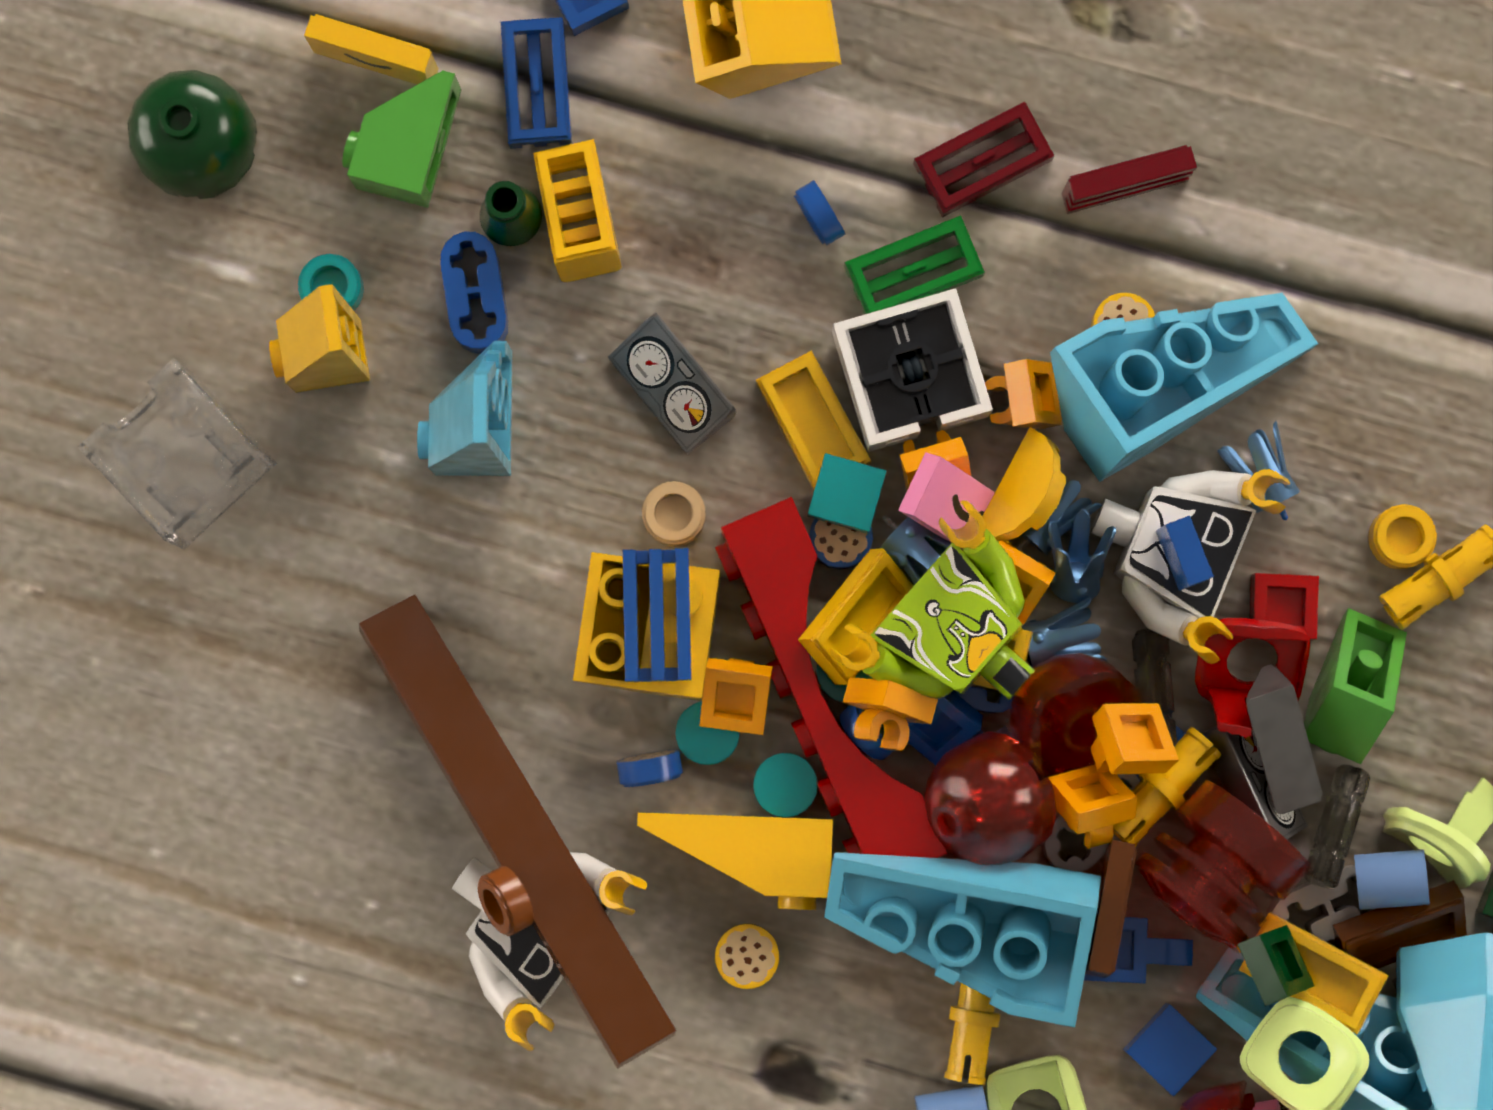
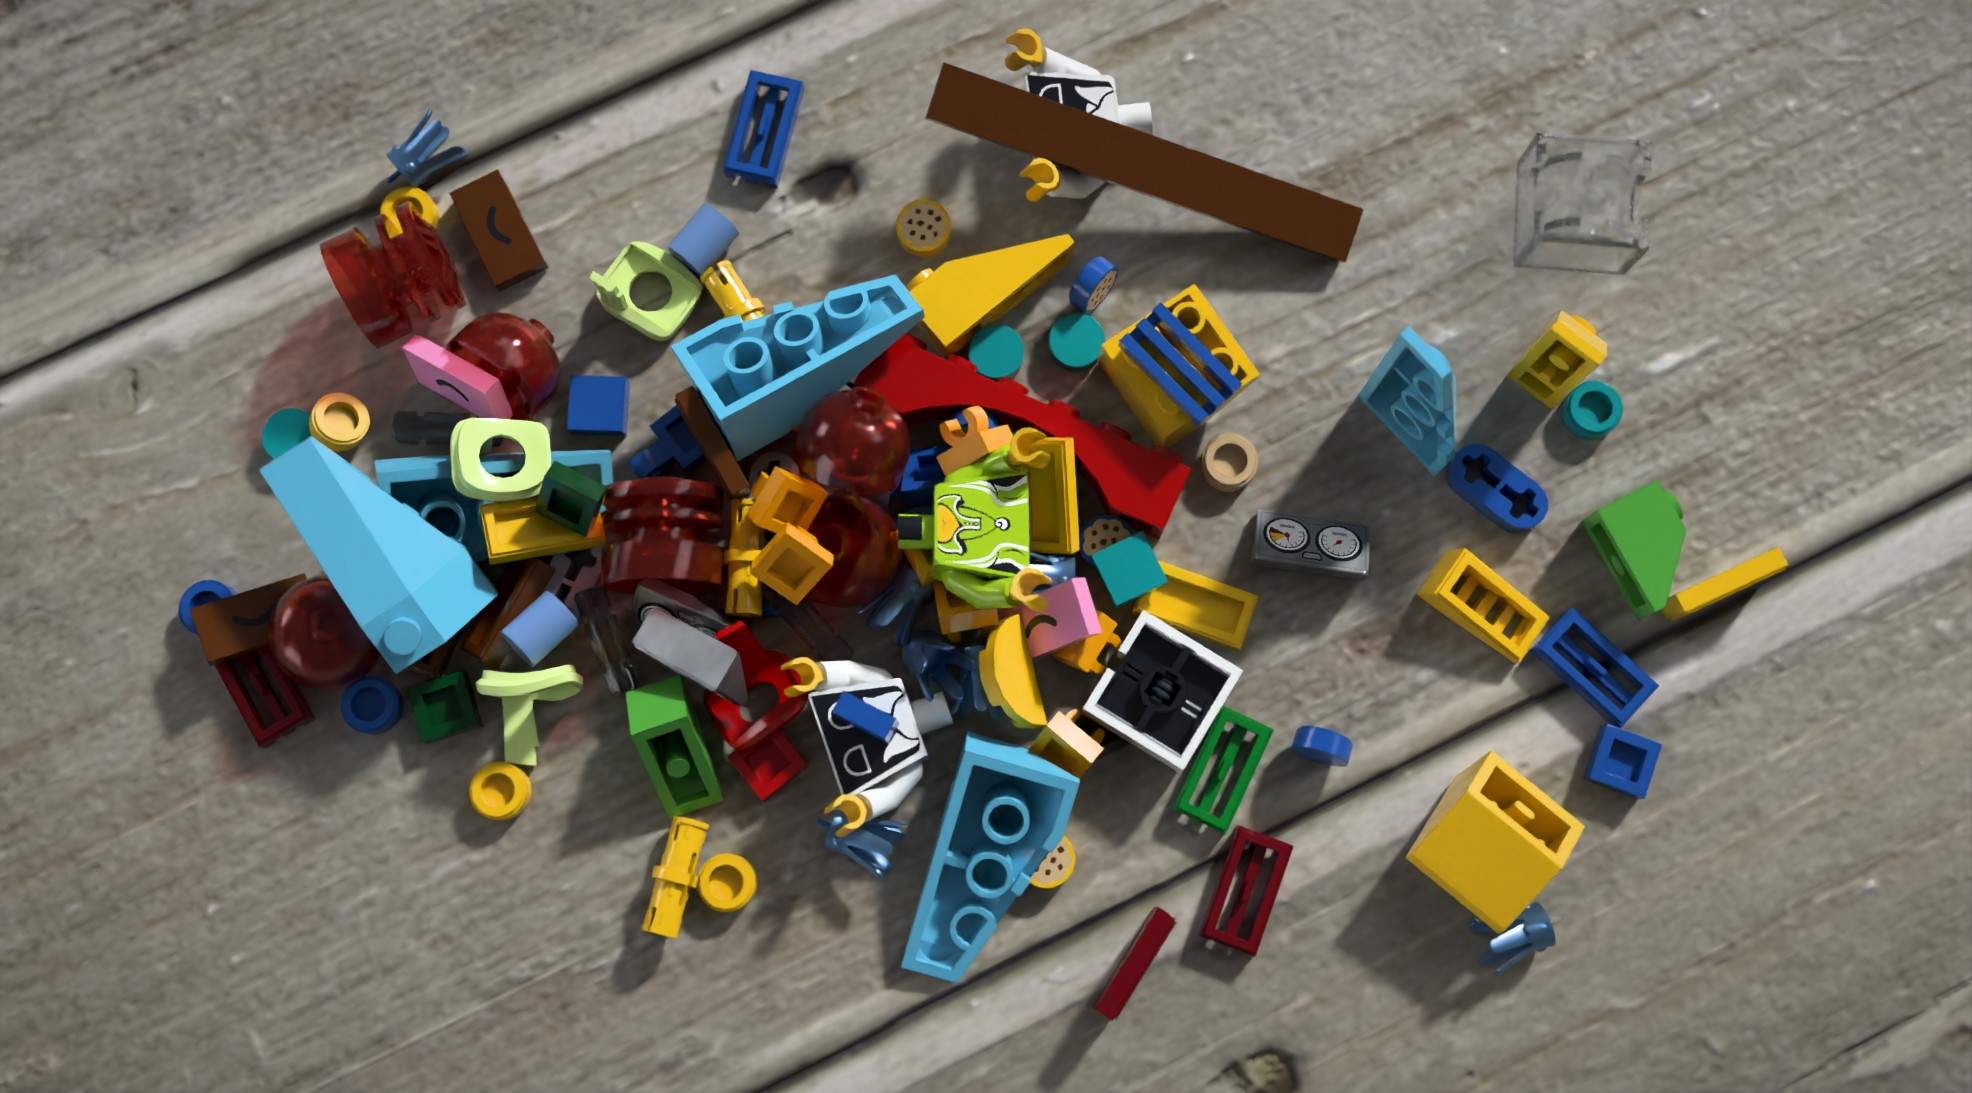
camera: 140 degrees right, 5 degrees down
(192, 134) = (1781, 425): dark green cylinder -> none
(505, 901) = (1107, 106): dark orange tile -> none
(514, 226) = (1517, 565): dark green cone -> none
(735, 695) = (1081, 373): light orange tile -> none

